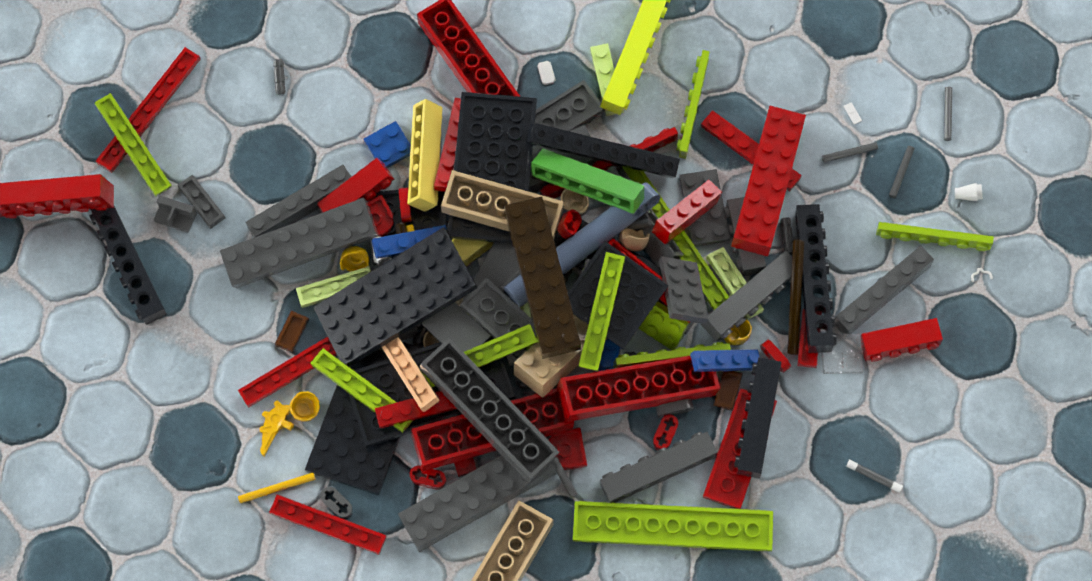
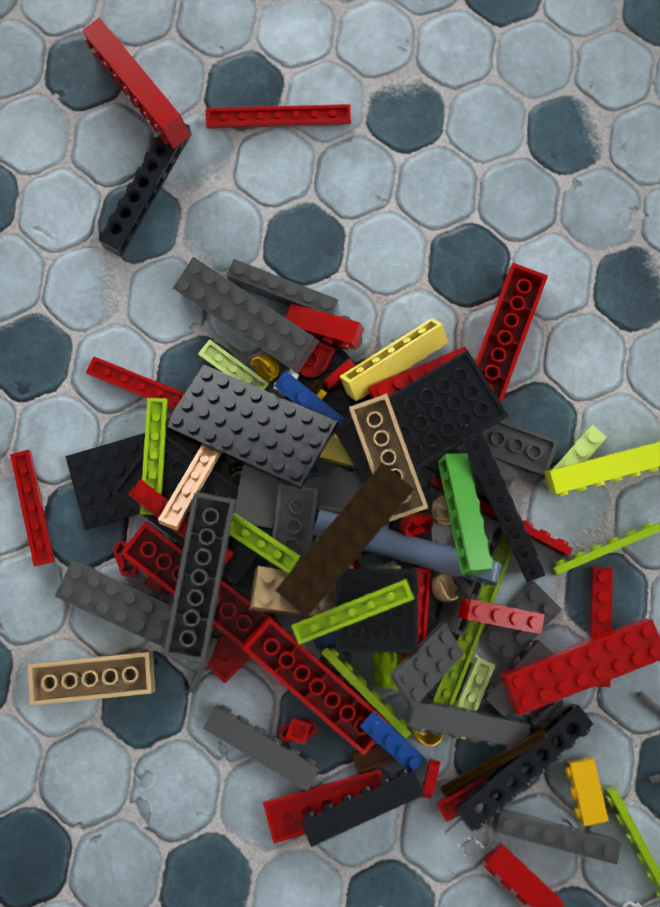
camera: 50 degrees right, 10 degrees up
(133, 145) = (237, 125): lime plate -> none
(175, 214) = (206, 201): dark grey panel -> none
(201, 201) = (232, 213): dark grey tile -> none
(274, 421) = (89, 403): yellow piece -> none
(276, 487) = (36, 444): yellow bar -> none
(279, 76) = (380, 195): dark grey axle -> none
(292, 331) = (173, 362): reddish brown tile -> none
(304, 406) = (115, 418): yellow hair -> none
(339, 500) = (51, 500): dark grey beam -> none
(389, 144) = (385, 323): blue plate -> none
(546, 73) = (543, 404): white piece -> none
(665, 428) = (298, 730): none -> red plate
(673, 526) = (221, 796): lime plate -> none
(674, 408) = (321, 724): dark grey beam -> none
(866, 246) = (586, 791): none -> yellow brick

